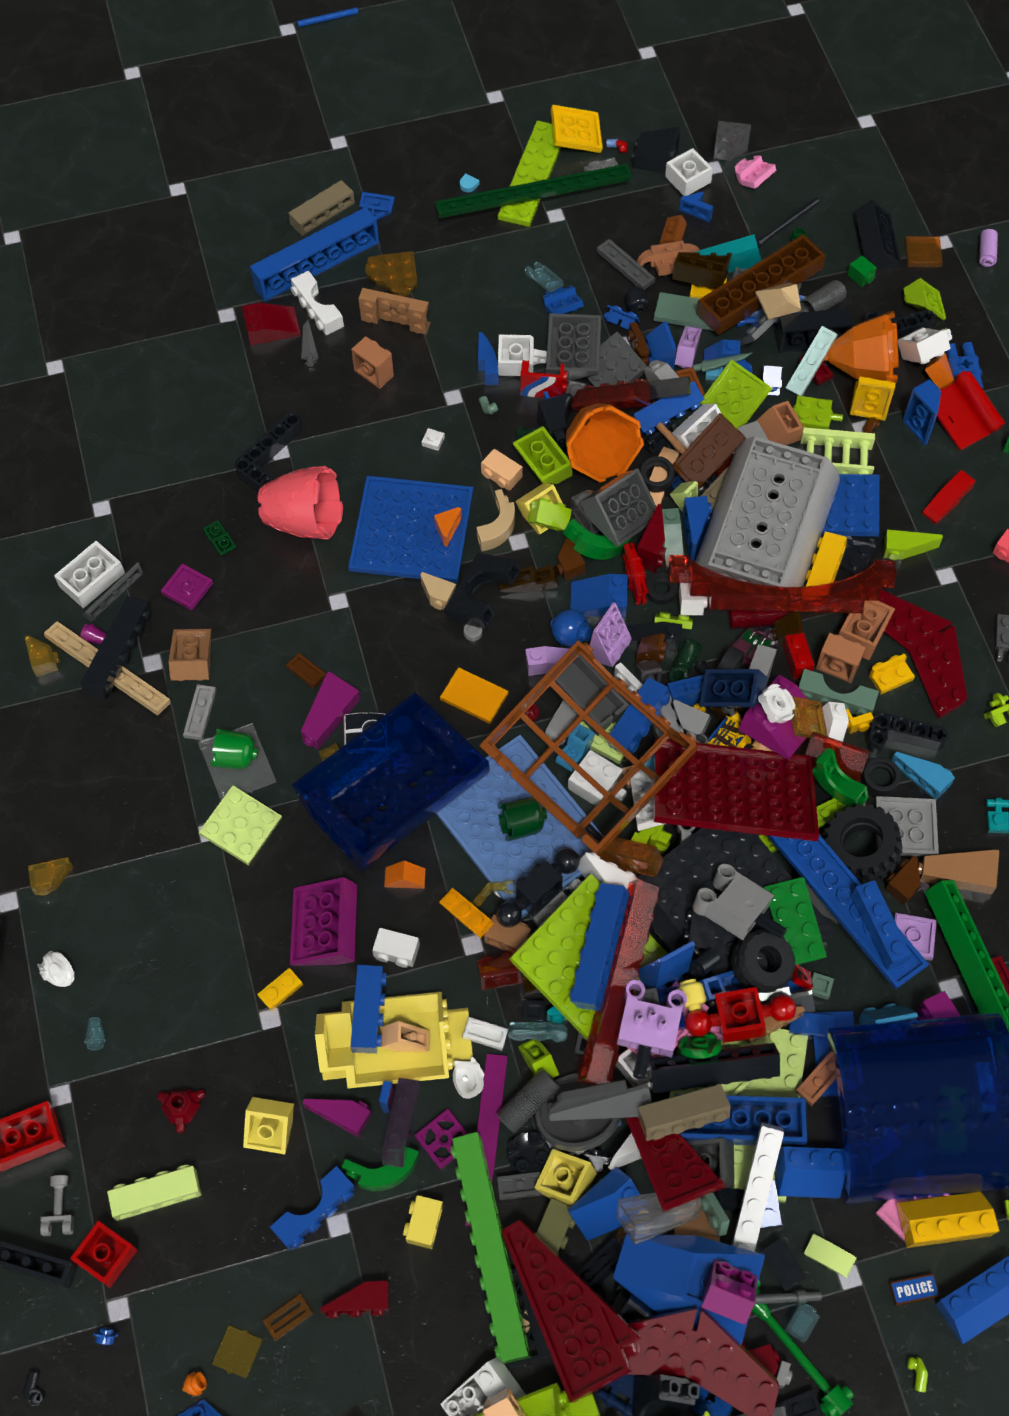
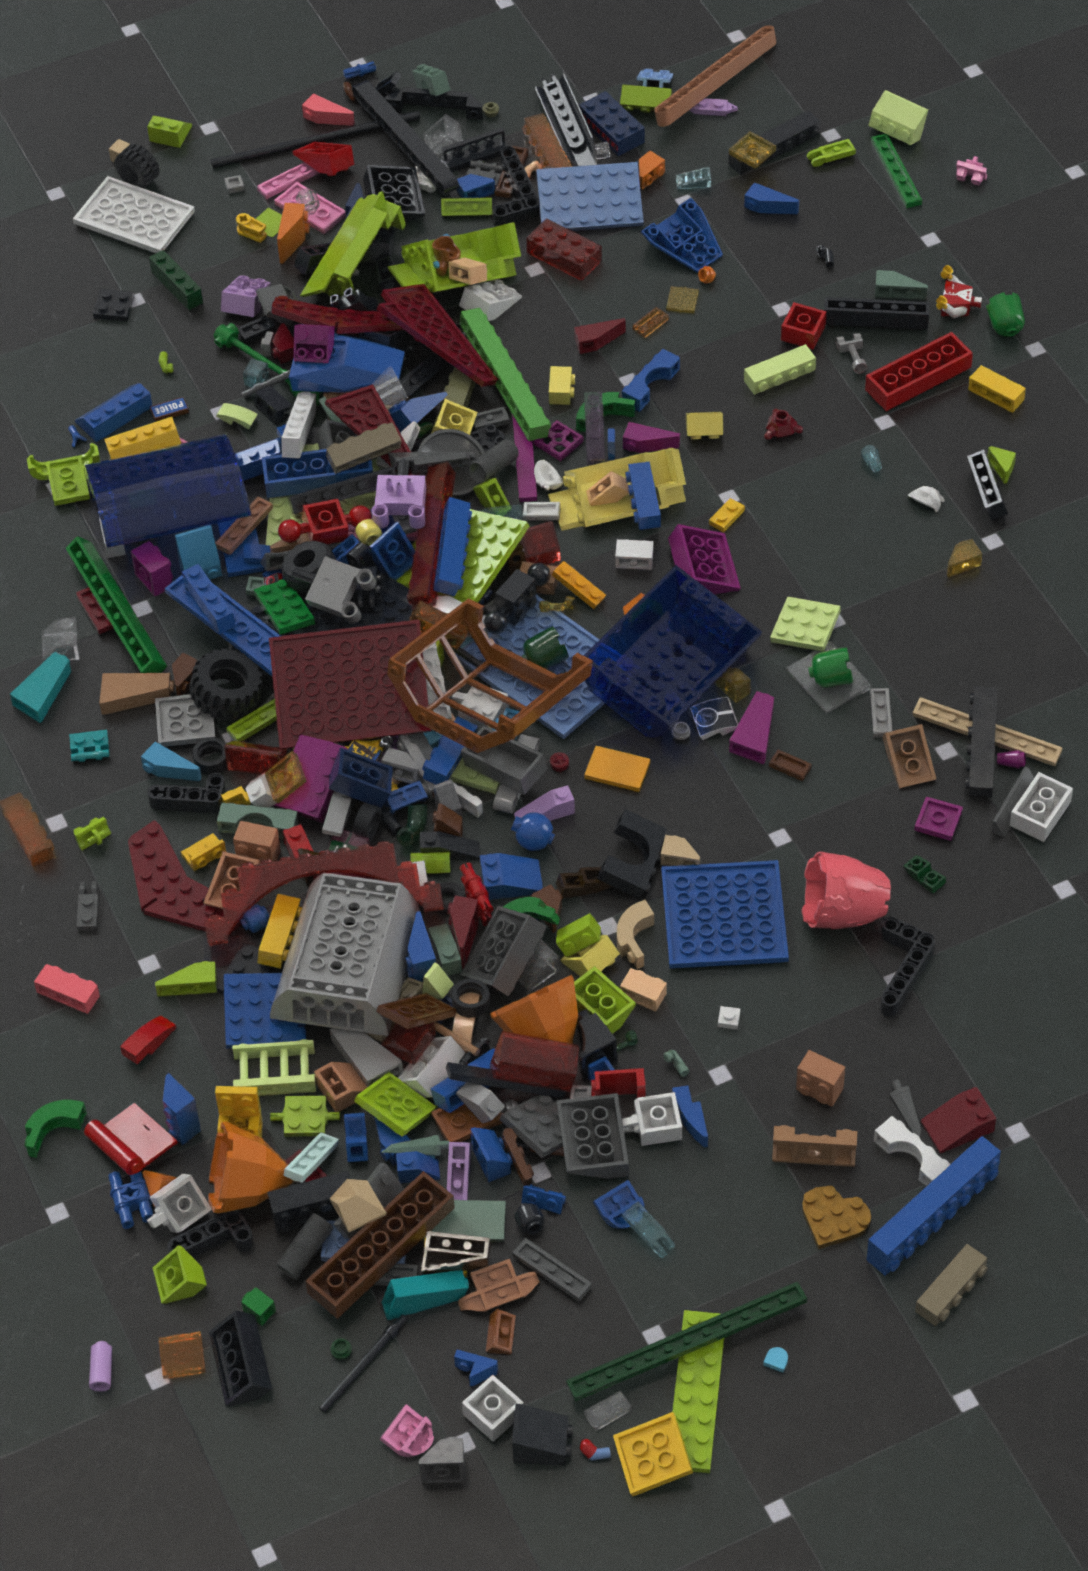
camera: 170 degrees right, 10 degrees down
(41, 656) = (1056, 730): clear yellow slope -> none
(105, 1336) = (784, 284): blue plate -> none
(377, 204) = (885, 1305): blue slope -> none
(447, 523) = (686, 909): orange slope -> none
(610, 637) = (492, 820): lavender slope -> none
(700, 1047) = (356, 495): green tile -> none
(769, 700) = (316, 771): white plate -> none
(838, 783) = (249, 728): green arch -> none
(919, 932) = (176, 635): lavender plate -> none

